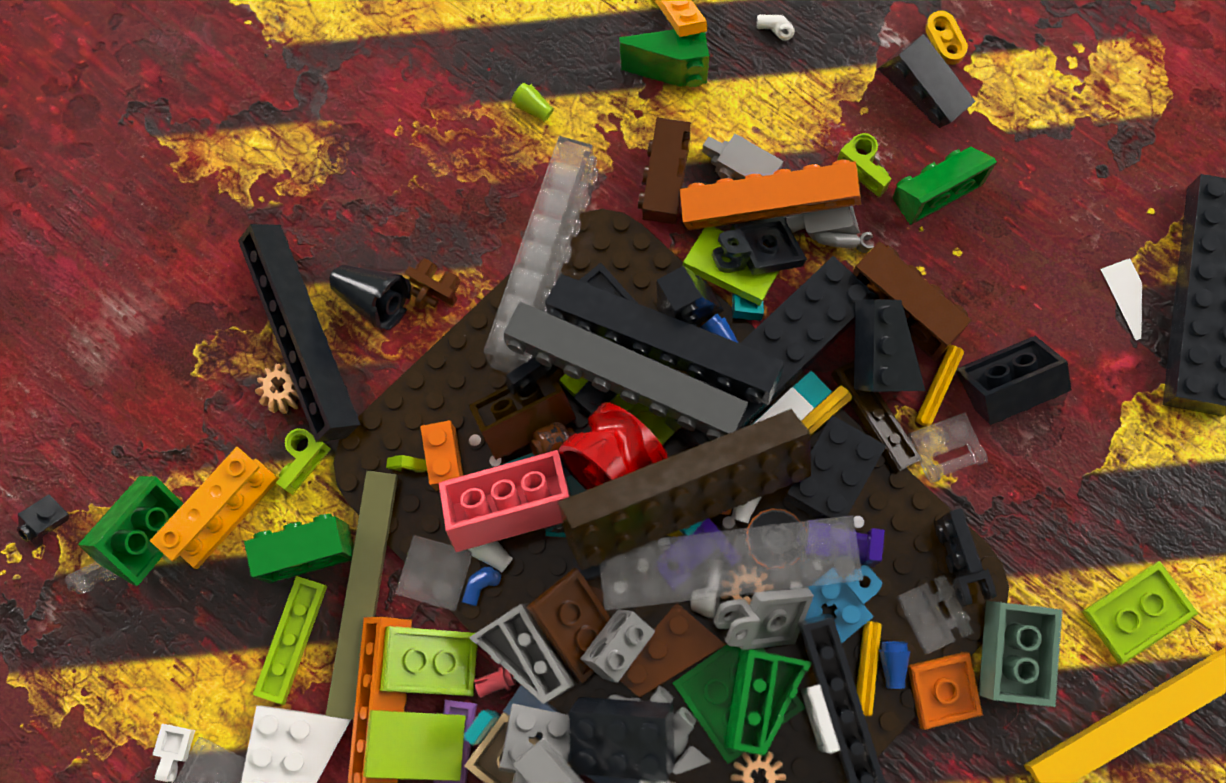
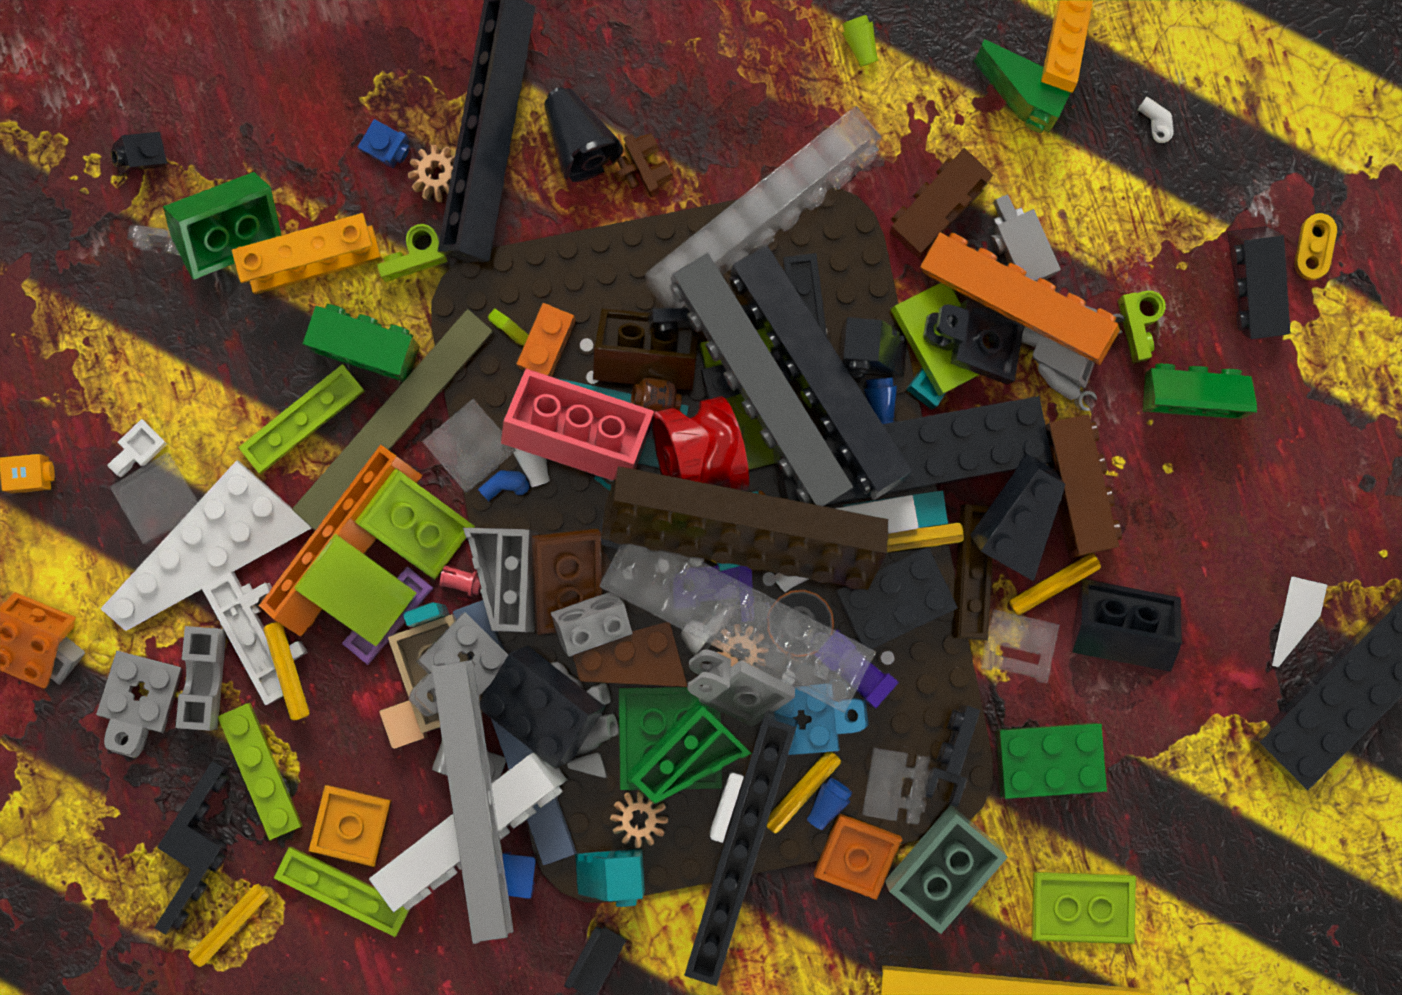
camera: 25 degrees right, 10 degrees up
(229, 393) = (385, 144): none -> blue bracket
(1034, 516) = (1050, 760): none -> green brick

